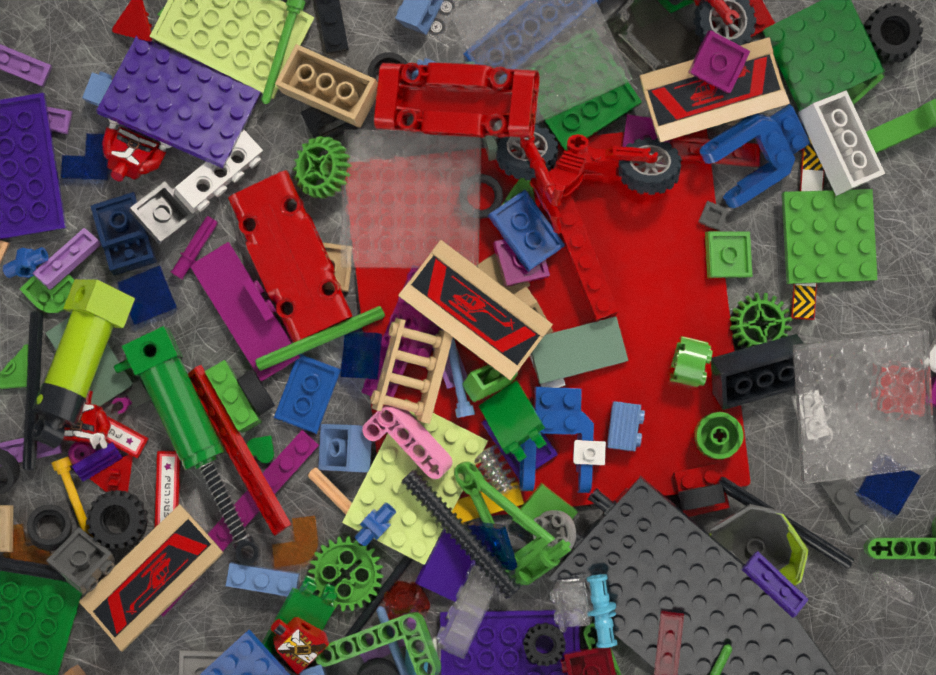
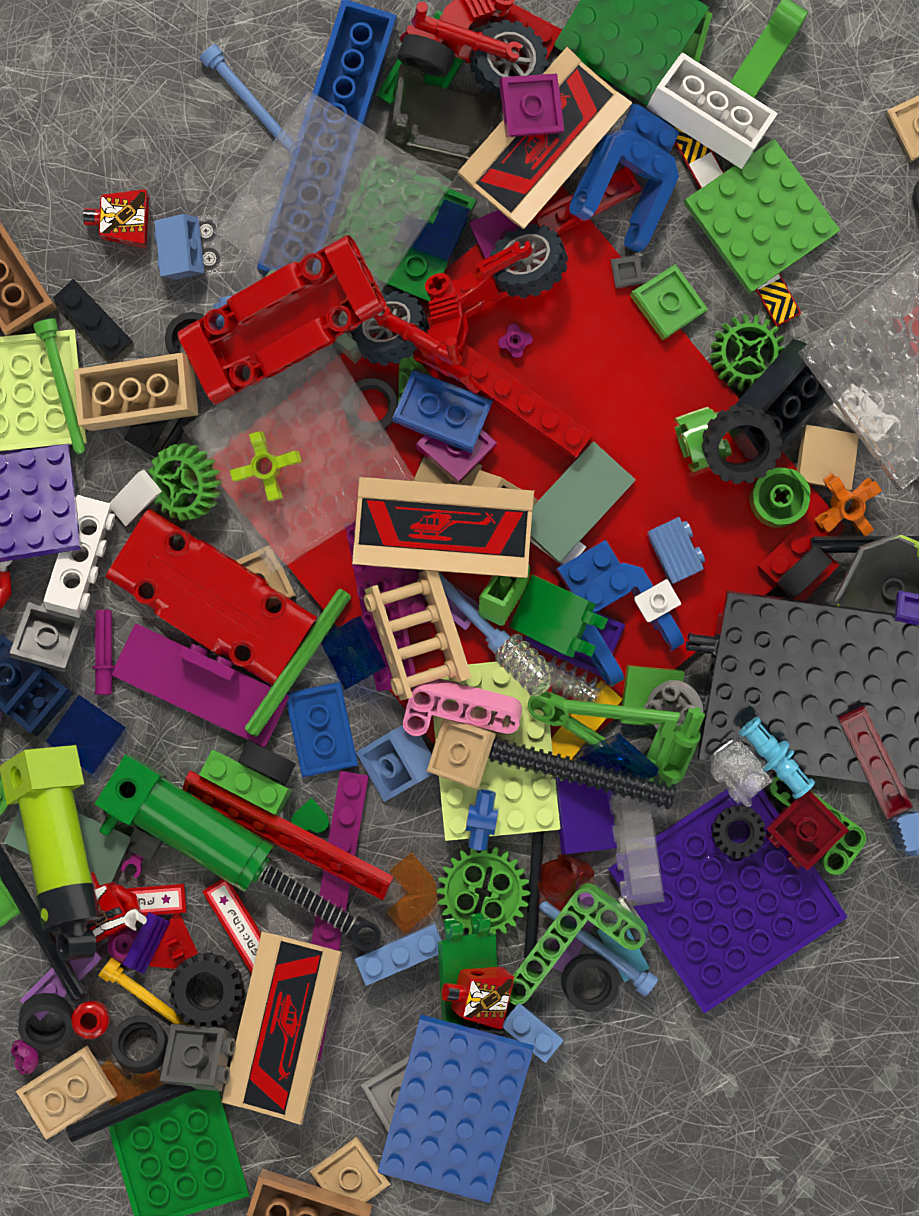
camera: 30 degrees left, 0 degrees up
(27, 489) = (91, 1019): none -> red head
(282, 156) = (135, 497): none -> white tile
(330, 489) = (410, 815): light nougat axle -> none
(386, 180) = (261, 452): none -> lime pin
(390, 470) = (461, 753): none -> tan tile
(471, 439) = (525, 665): none -> clear piece
(600, 212) = (507, 343): none -> magenta plate
(603, 112) = (443, 235): none -> clear blue tile
(712, 404) = (753, 468): none -> black tyre
(769, 429) = (827, 452): none -> tan tile
(773, 469) = (865, 491): none -> orange pin

